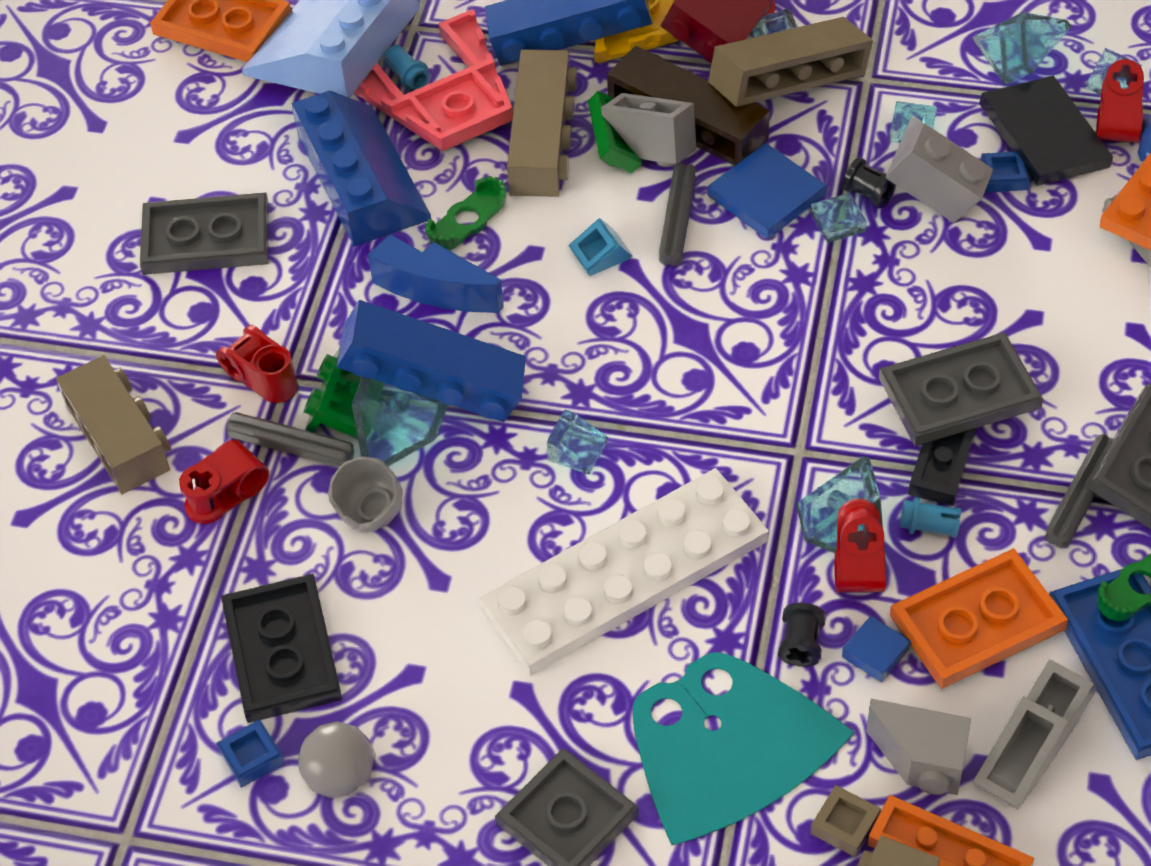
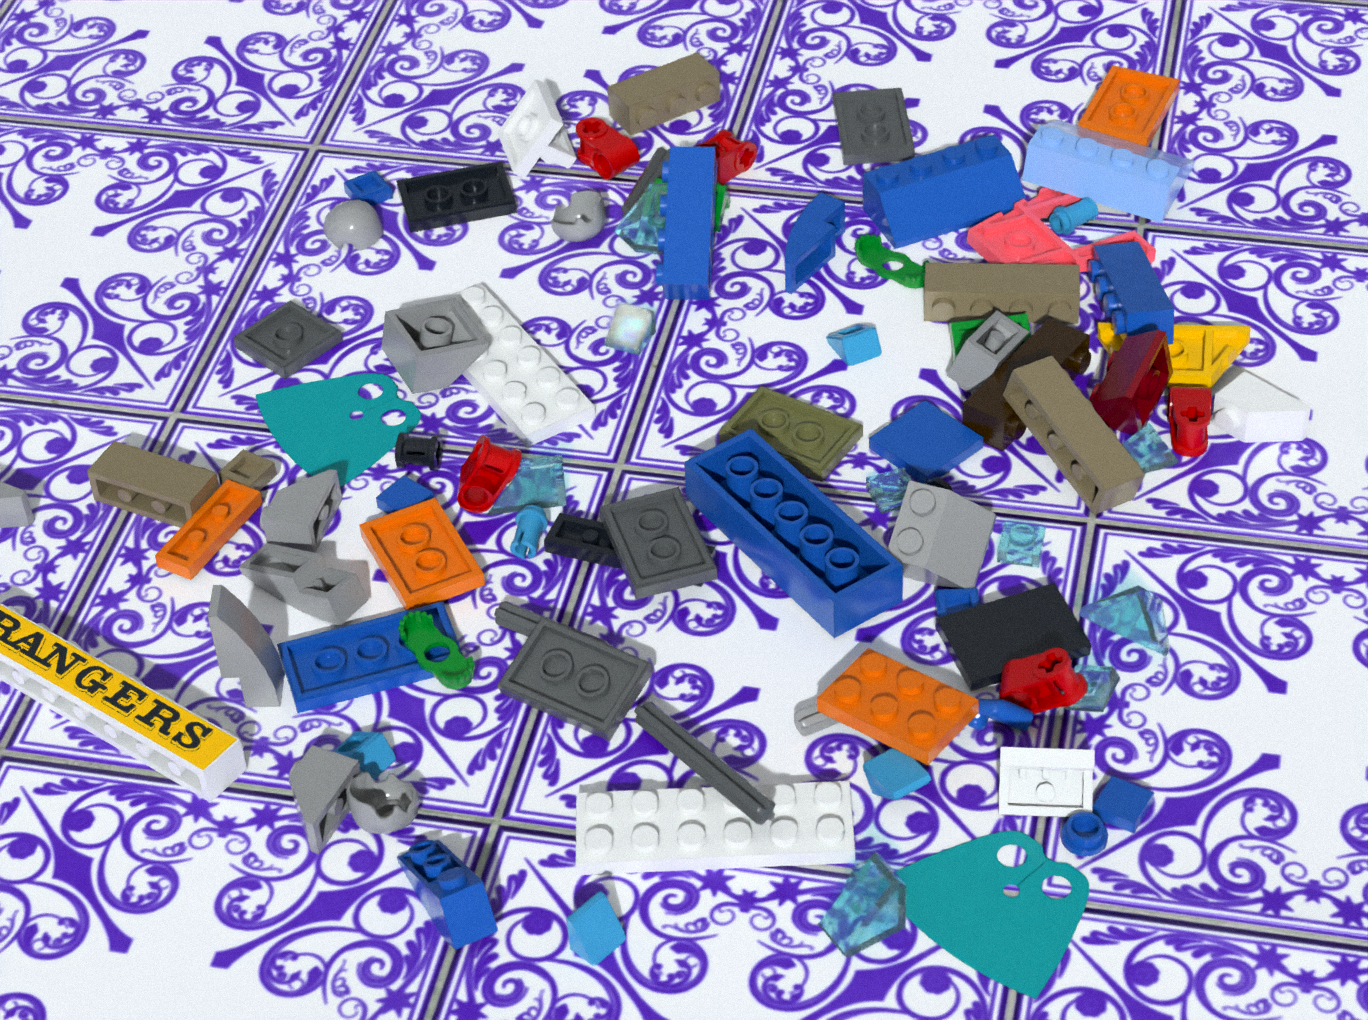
camera: 90 degrees right, 10 degrees down
(184, 549) = (535, 132): none -> white bracket
(620, 626) = (431, 343): none -> light grey slope
(677, 214) = (893, 385): dark grey axle -> none
(750, 299) = (798, 431): none -> olive tile
(932, 278) = (794, 533): none -> blue brick

